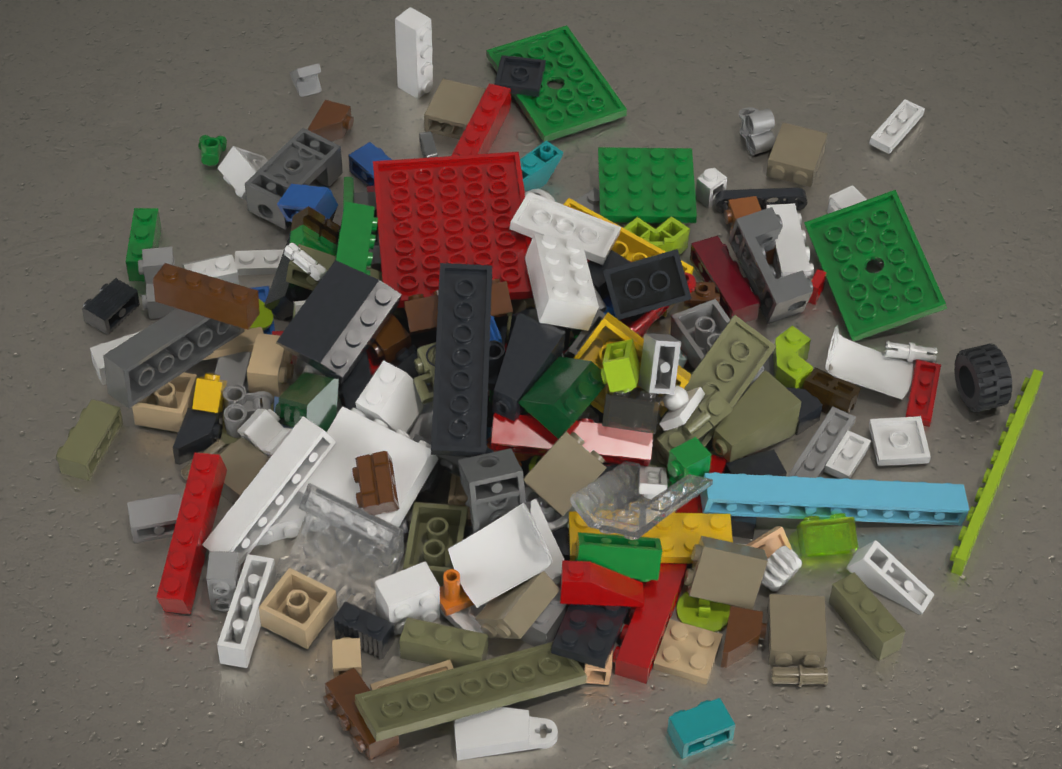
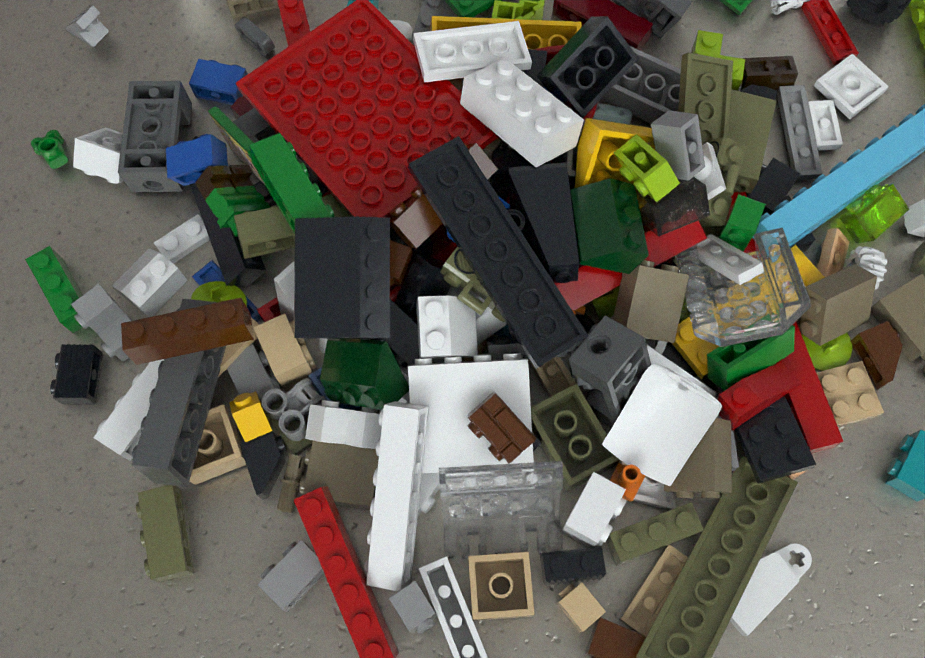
camera: 30 degrees left, 20 degrees up
(305, 261) = (257, 233): white axle -> none
(332, 121) = (144, 57): reddish brown slope -> none
(868, 367) = (774, 34): white piece -> none

